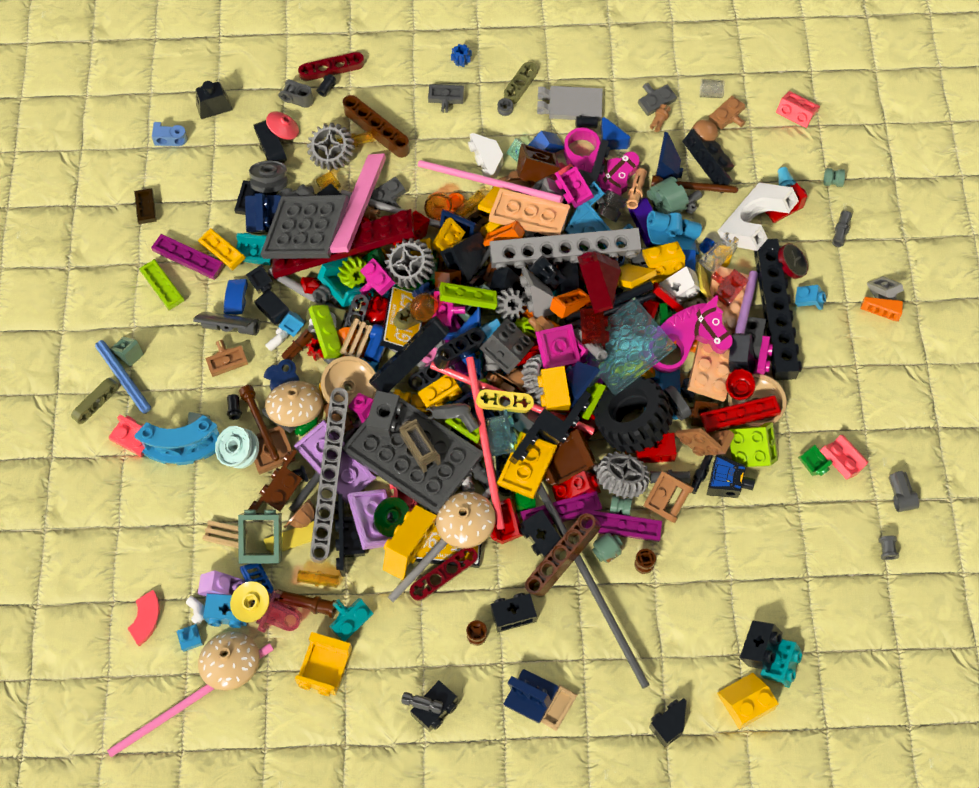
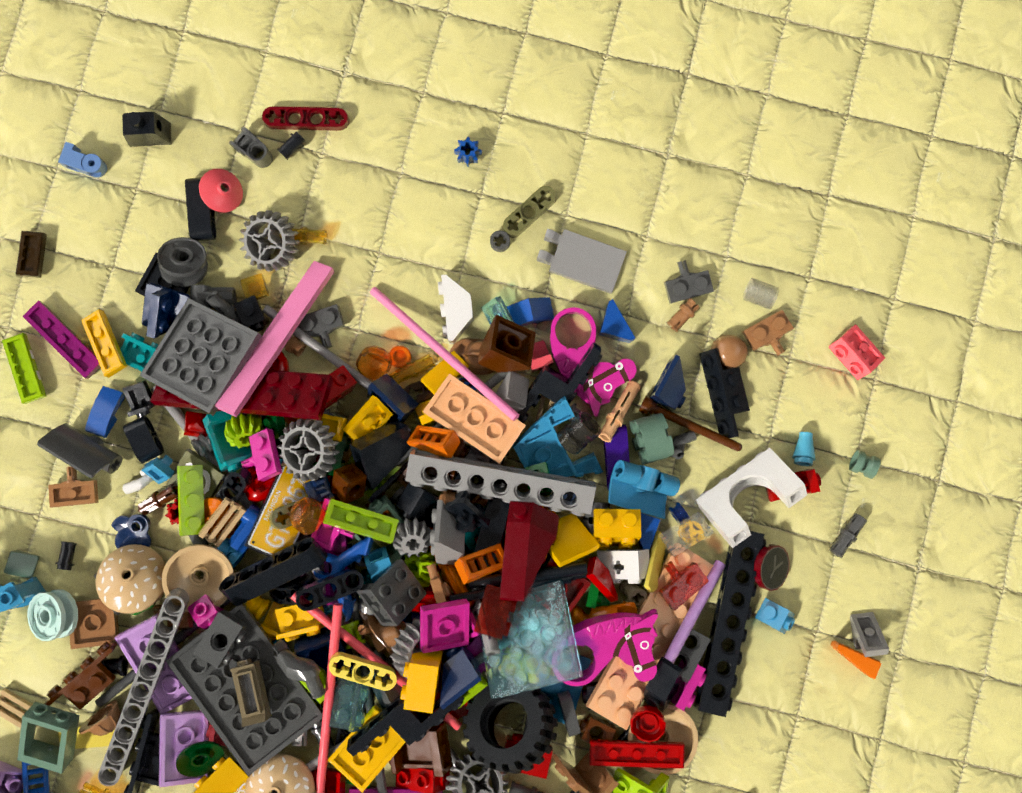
camera: 15 degrees right, 20 degrees up
(248, 394) = (86, 546): reddish brown piece -> none
(380, 128) = (328, 215): reddish brown beam -> none
(445, 95) = (432, 204): dark grey plate -> none
(575, 187) = (537, 402): dark pink bracket -> none
(586, 122) = (591, 294): black pin -> none

